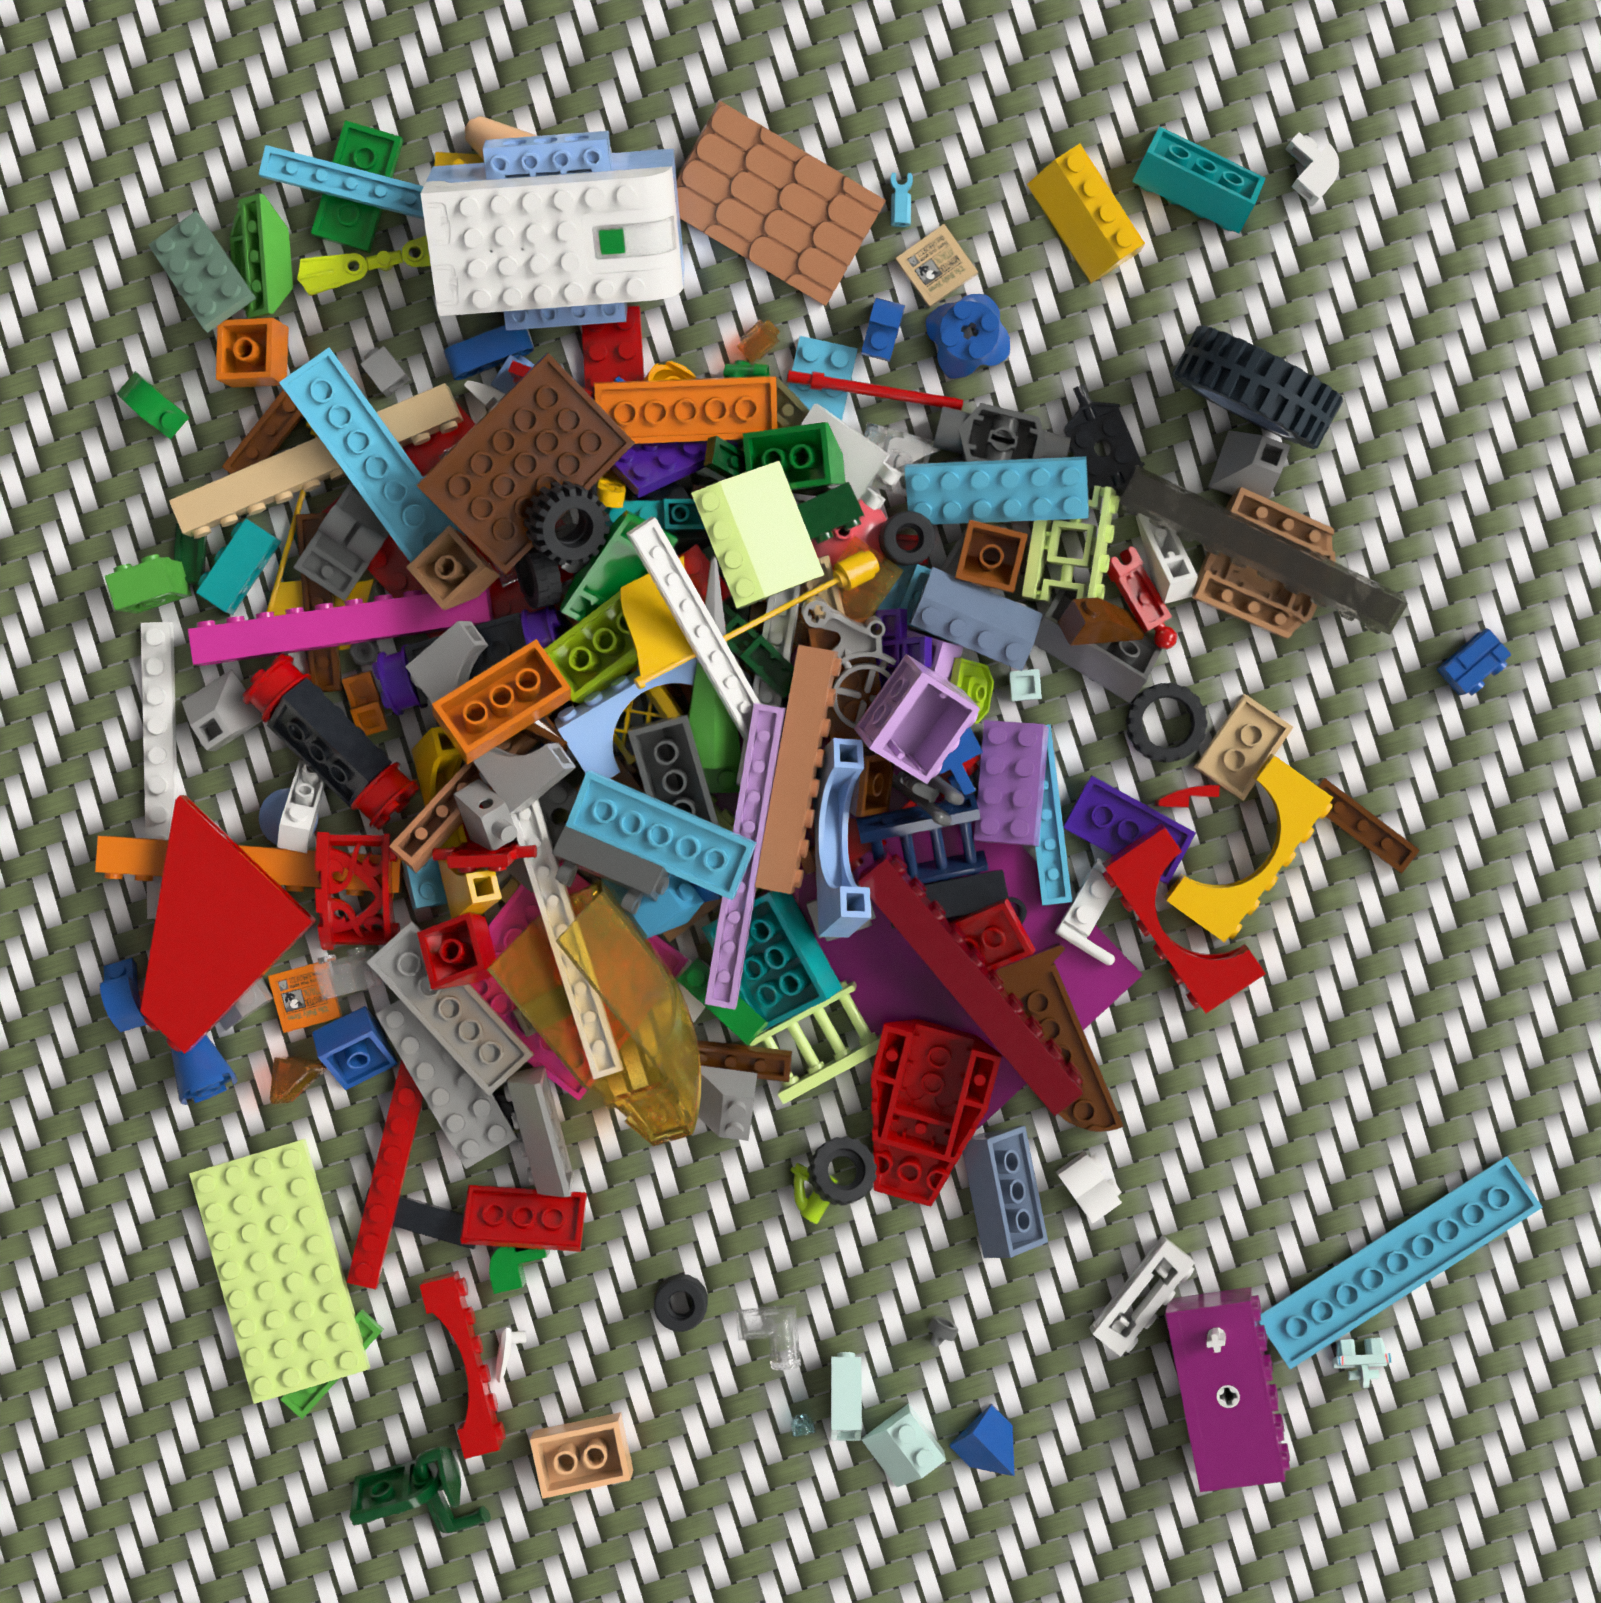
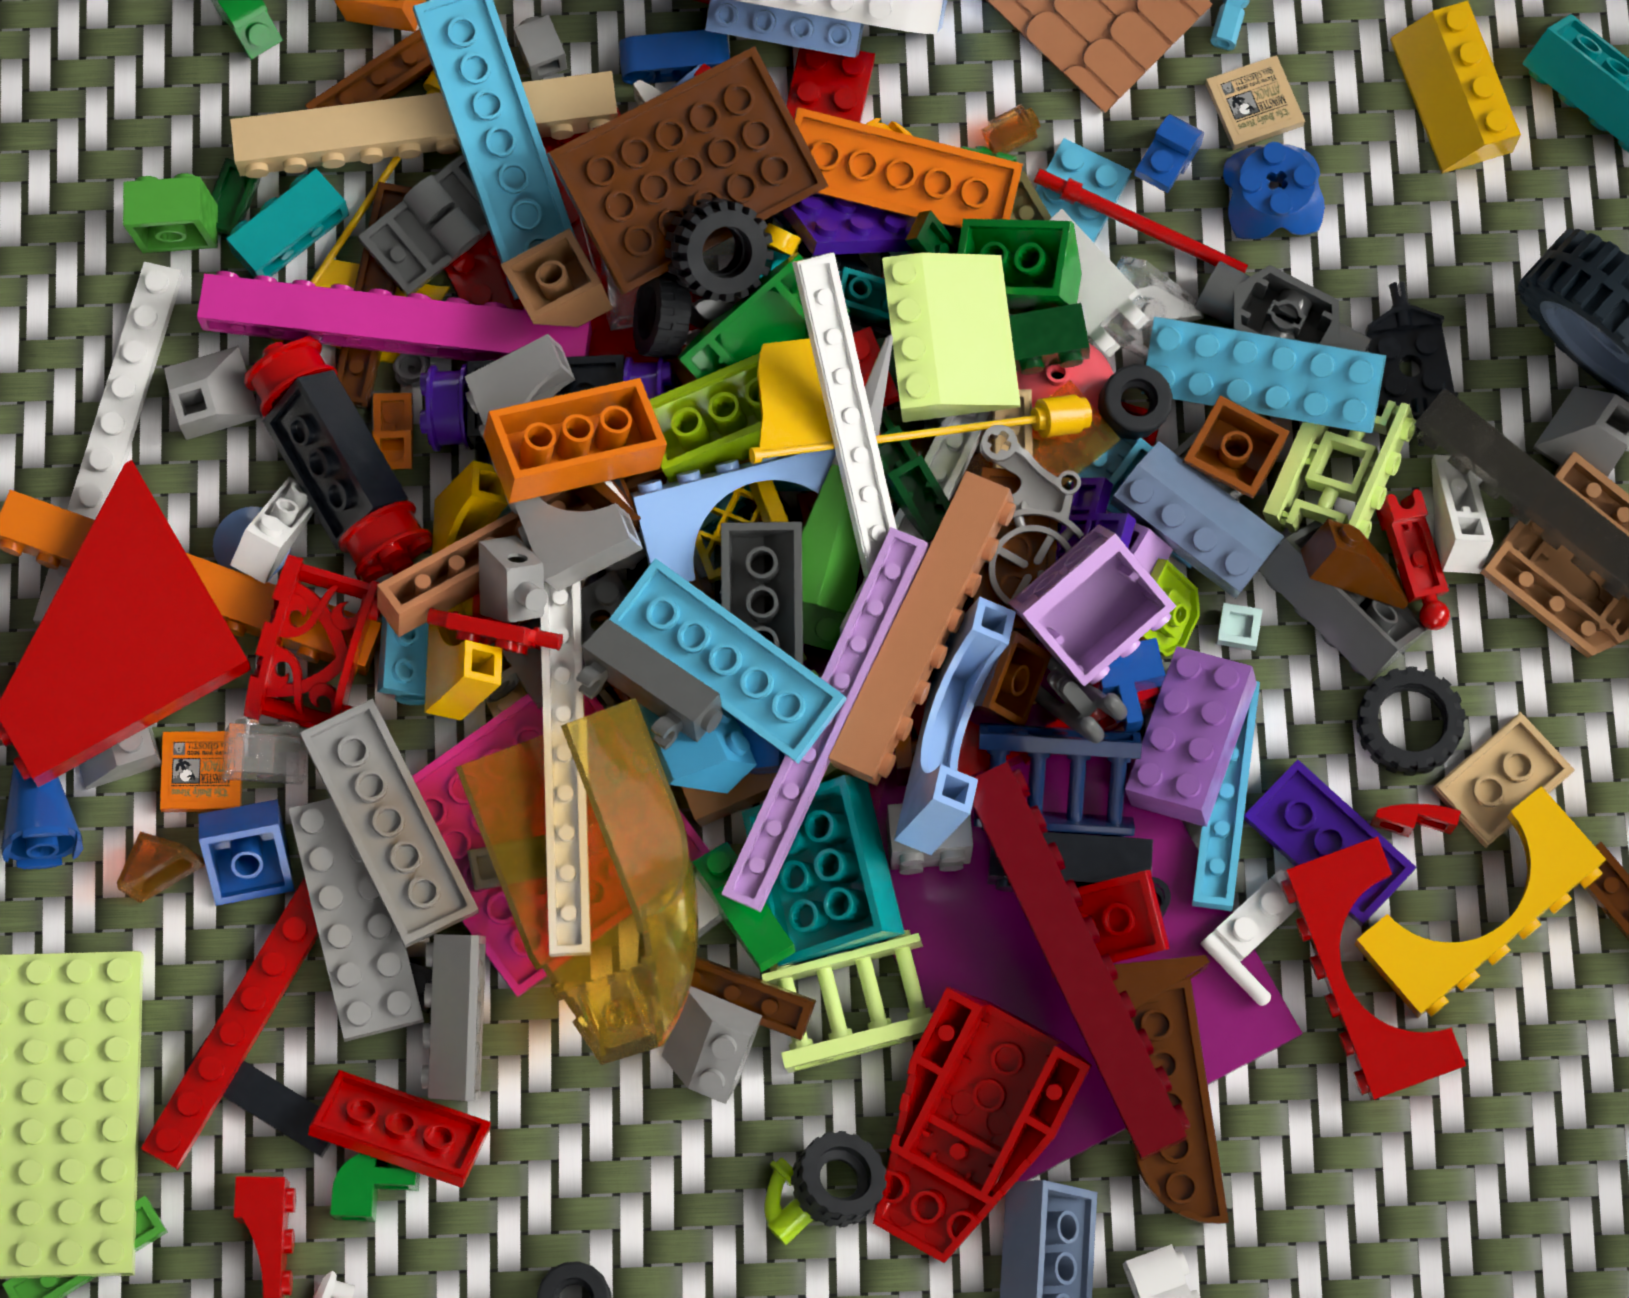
camera: 15 degrees right, 15 degrees down
(457, 951) = (421, 749): red slope -> none

